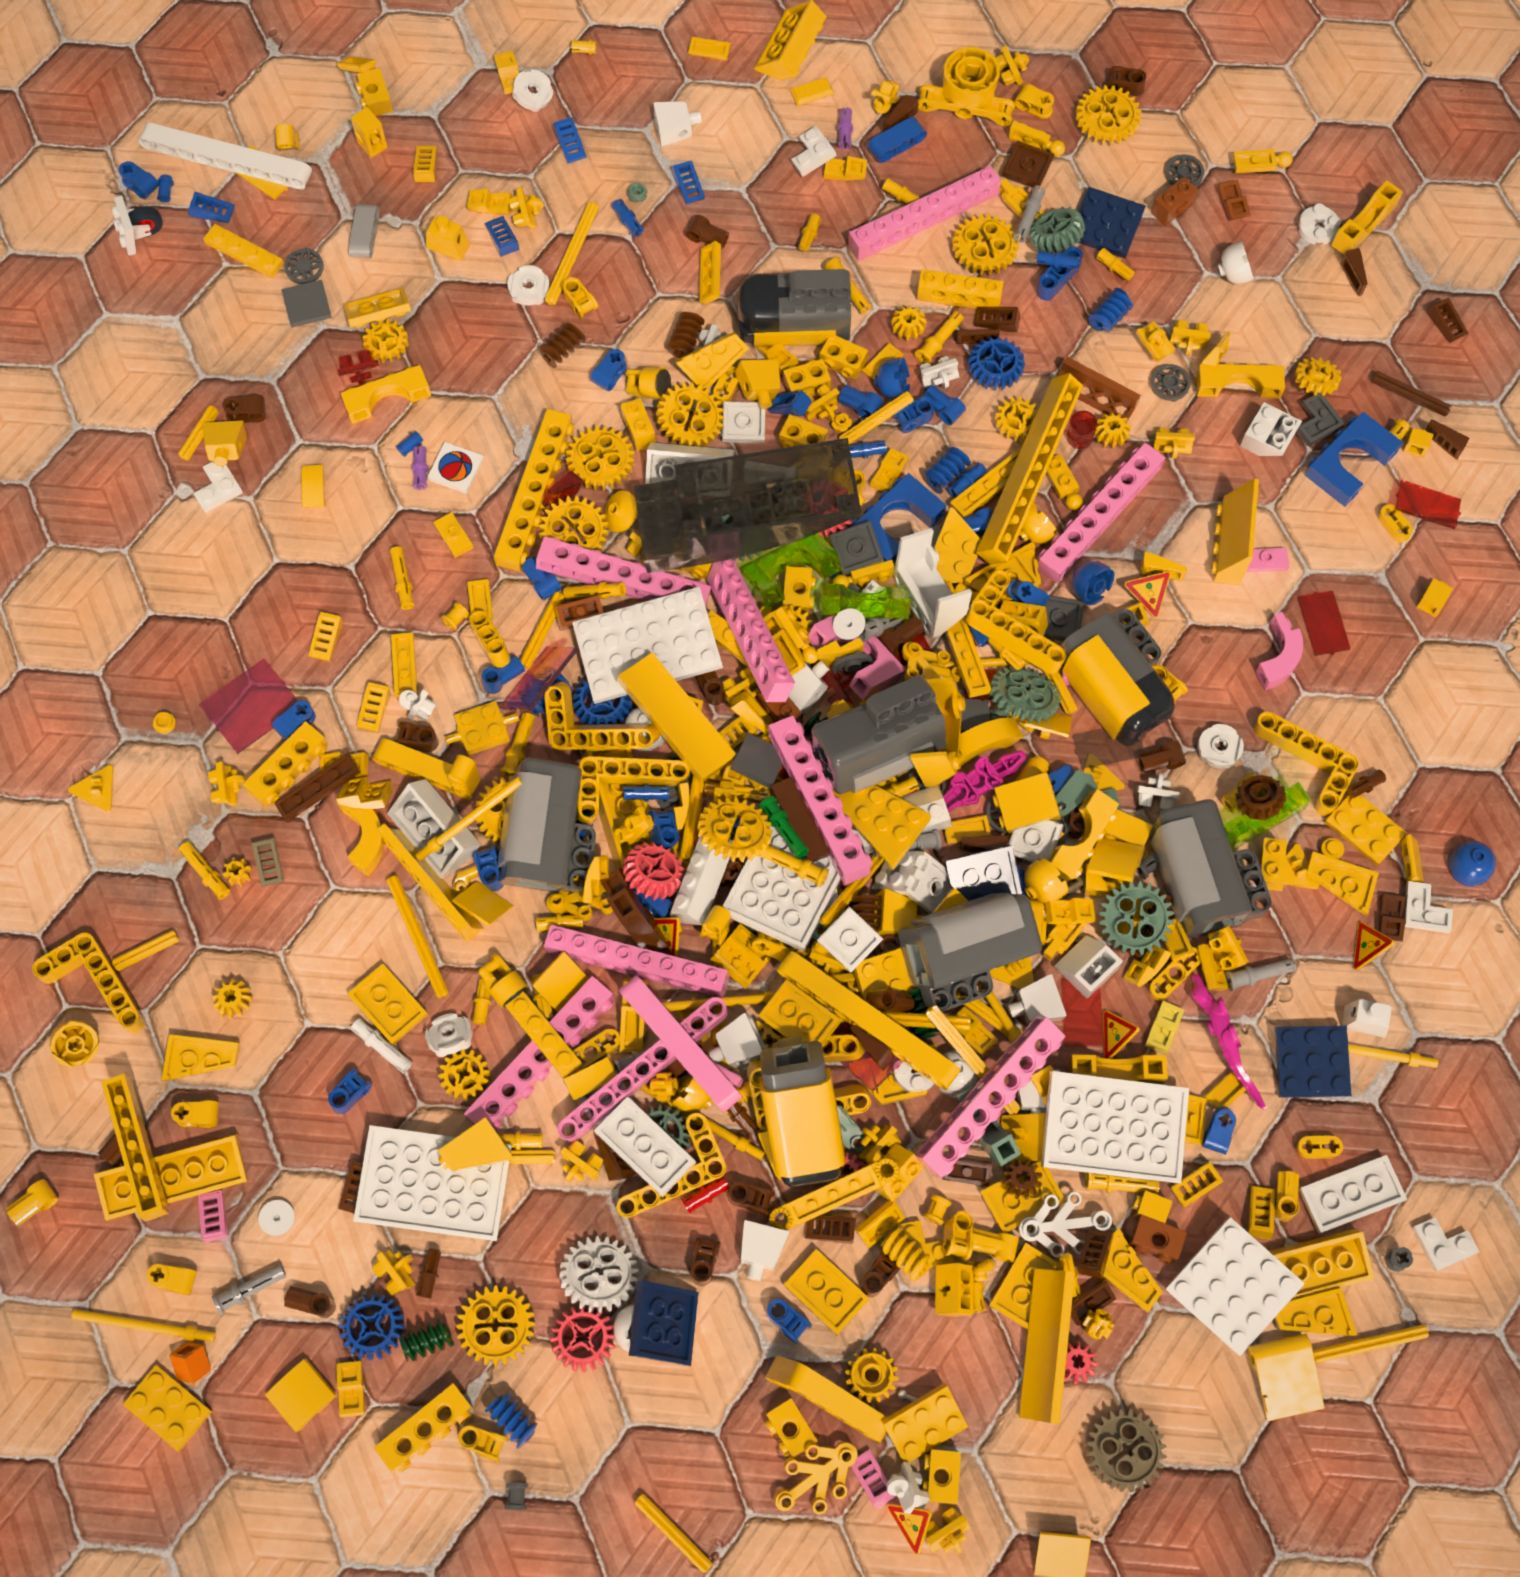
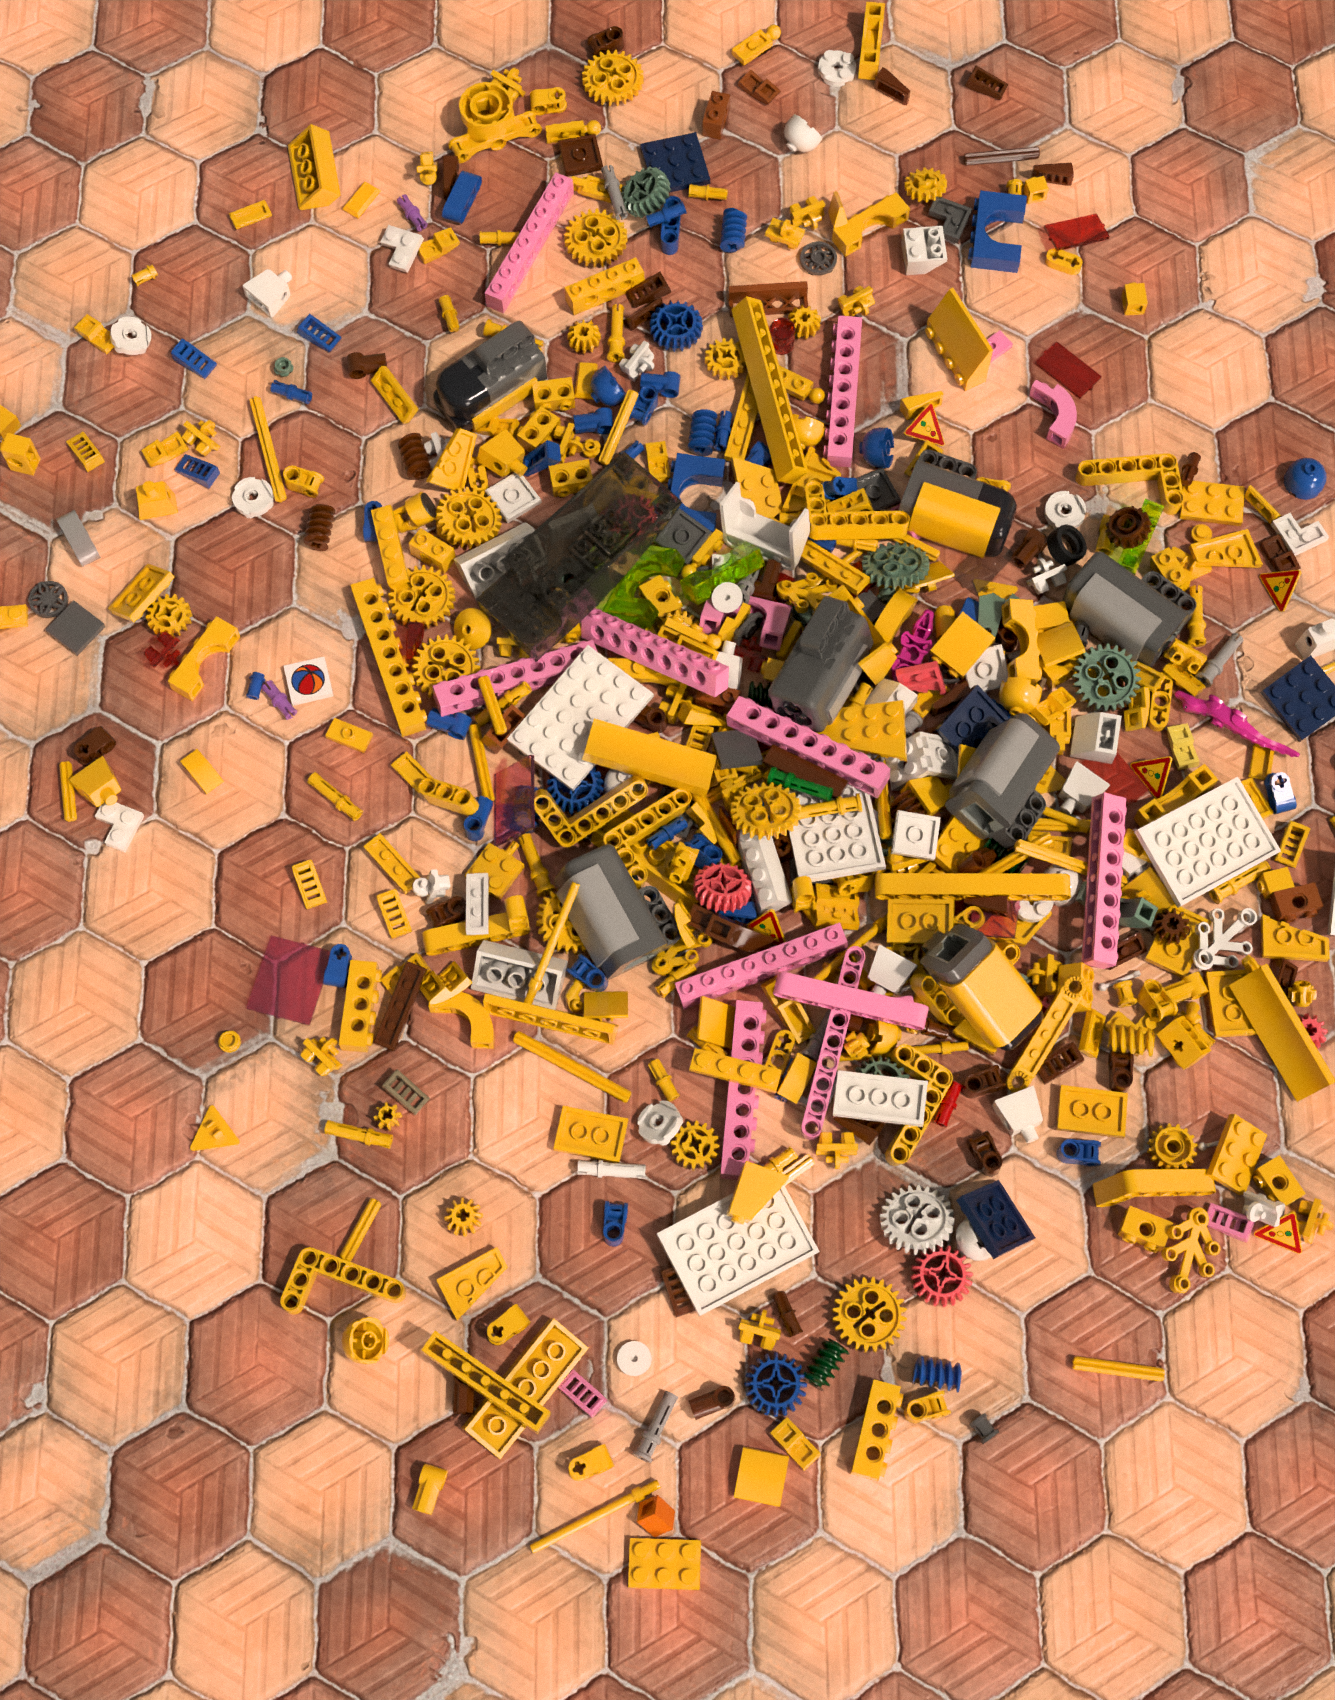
camera: 35 degrees left, 0 degrees up
(441, 744) = (477, 904): none -> white plate
(455, 616) = (403, 798): yellow bush -> none
(508, 987) = (679, 1053): yellow piece -> none
(579, 585) = (492, 705): none -> yellow axle
(604, 397) = (390, 546): none -> yellow plate
(924, 1190) = (1102, 986): none -> white hinge
(968, 807) = (922, 677): none -> coral wing
(1095, 1270) = (1268, 957): reddish brown slope -> none
(1181, 777) = (1075, 541): none -> black tyre
(1185, 169) = (704, 86): dark grey wheel -> none
(1262, 927) = (1196, 624): none -> yellow pin

